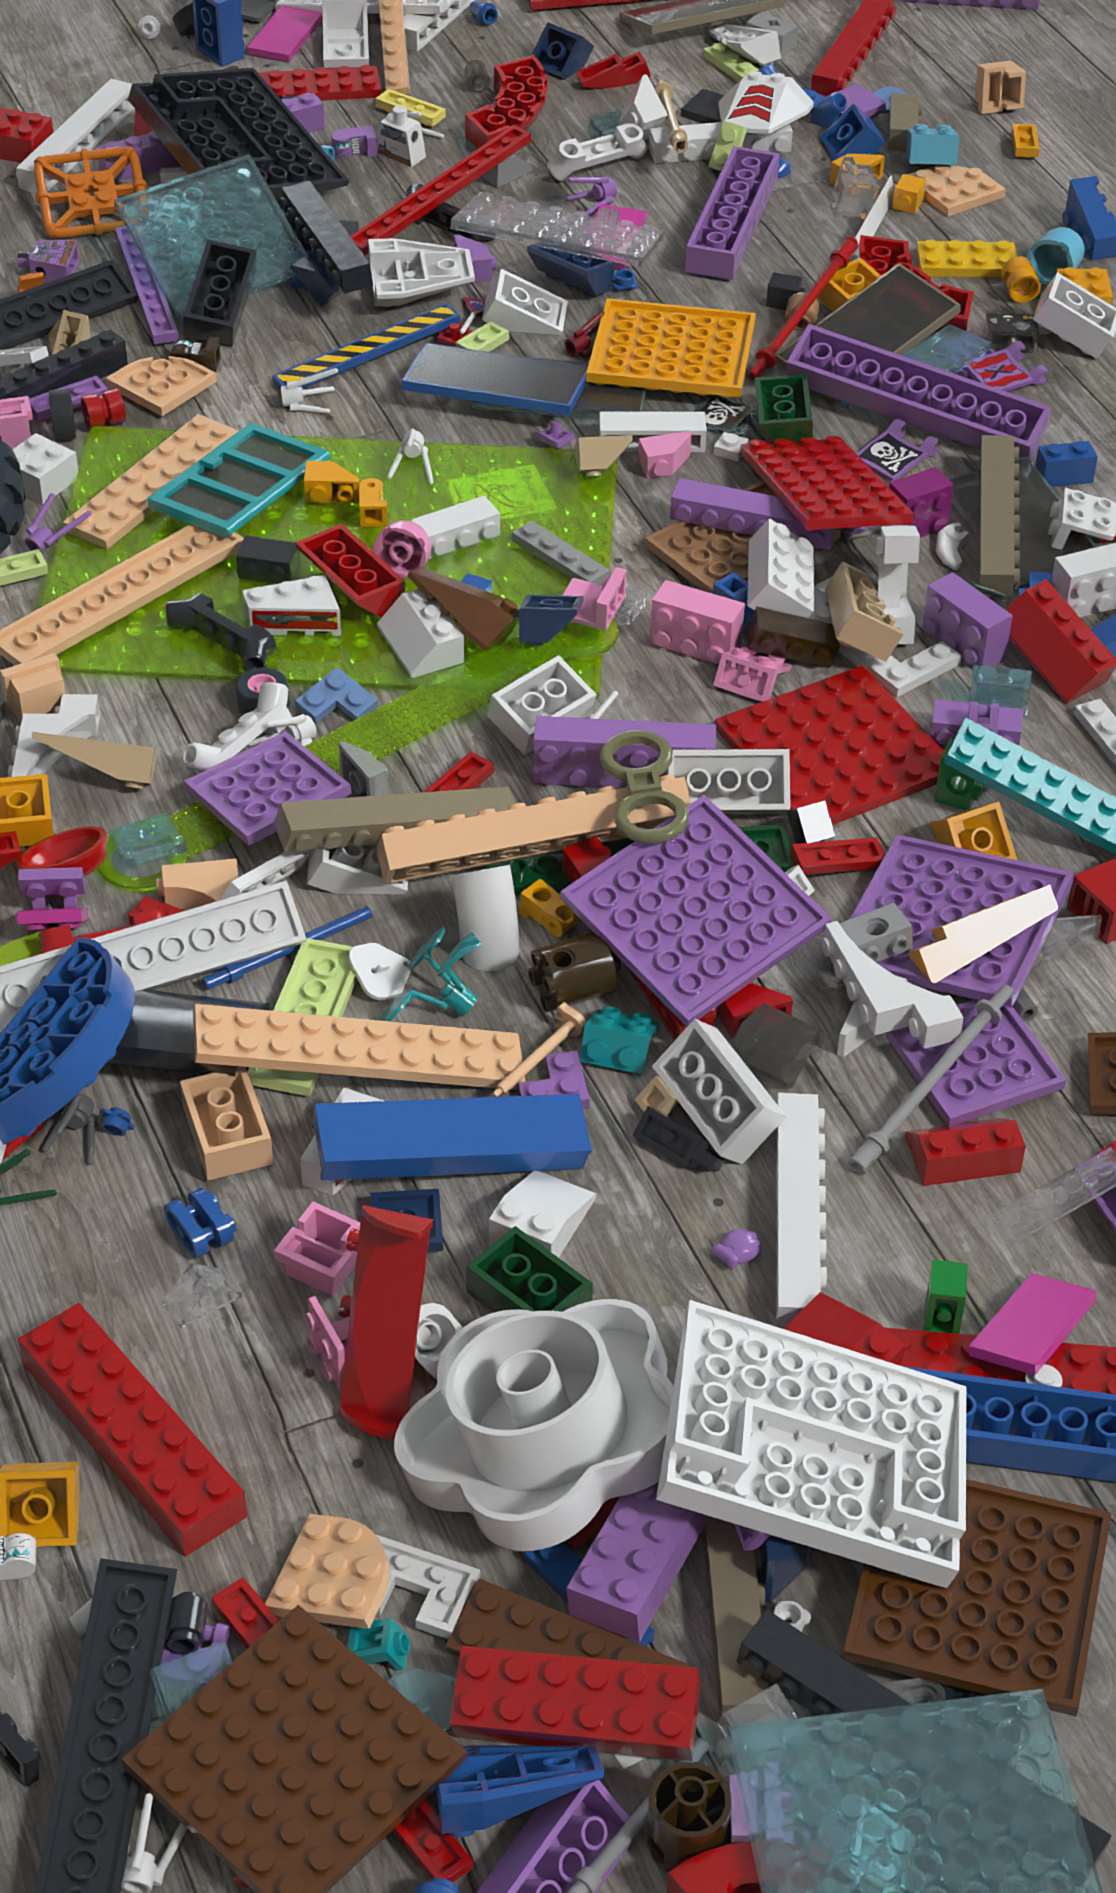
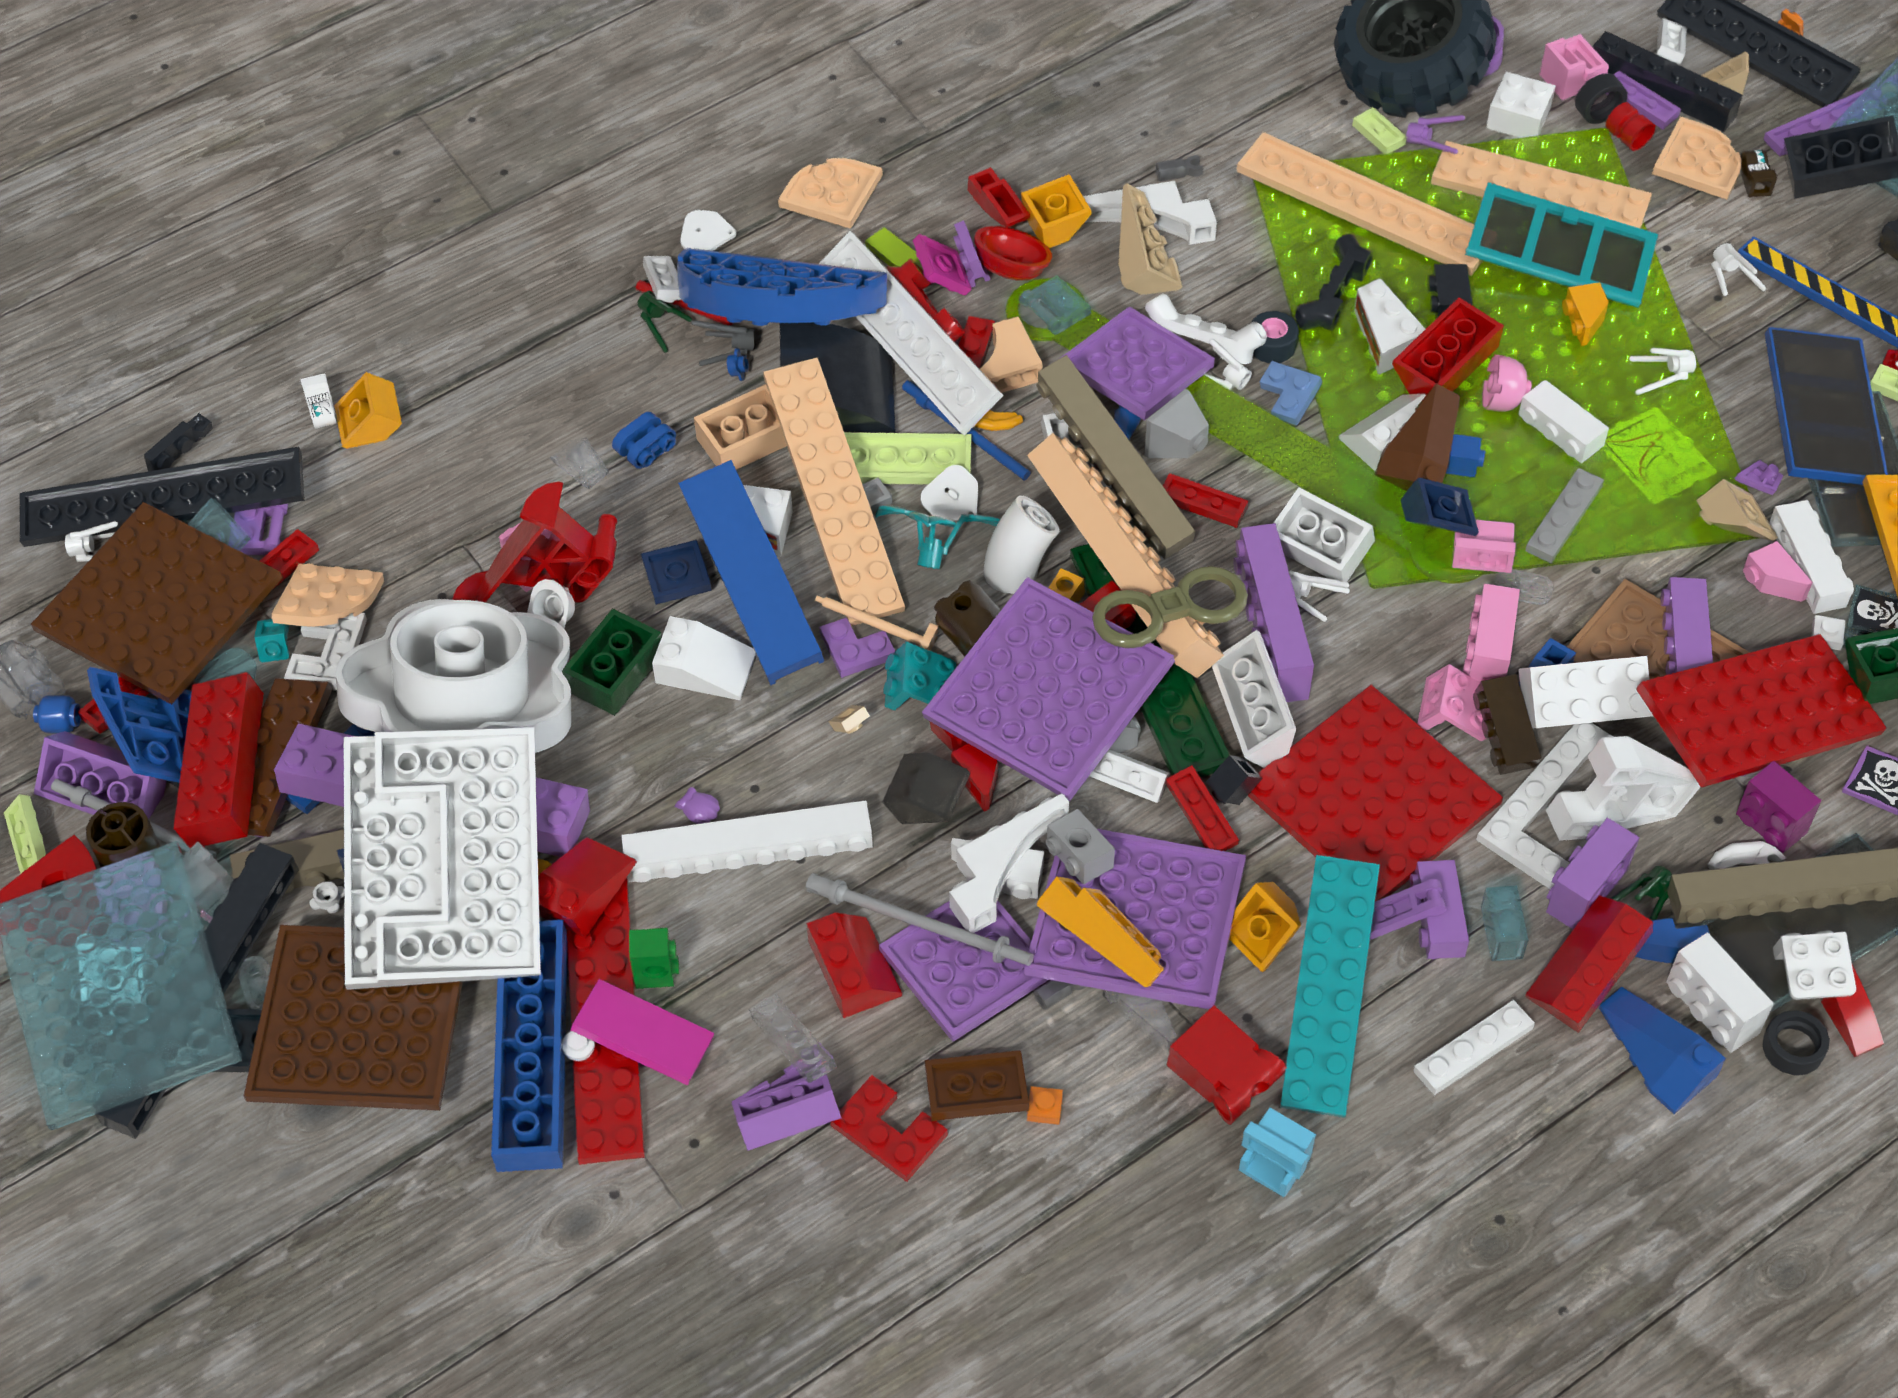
camera: 80 degrees right, 10 degrees up
(33, 686) = (1210, 179): light nougat plate -> none
(51, 258) = (1851, 32): medium lavender torso -> none
(133, 1429) = (438, 447): red brick -> none
(186, 1622) = (265, 515): black brick -> none
(268, 873) = (1011, 379): white tile -> none
(318, 1249) = (635, 517): bright pink plate -> none
(372, 503) = (1573, 349): light orange leg -> none
(676, 1140) = (804, 742): black hinge -> none
(718, 1091) = (853, 754): white brick -> none
(860, 614) = (1542, 770): tan wedge -> none

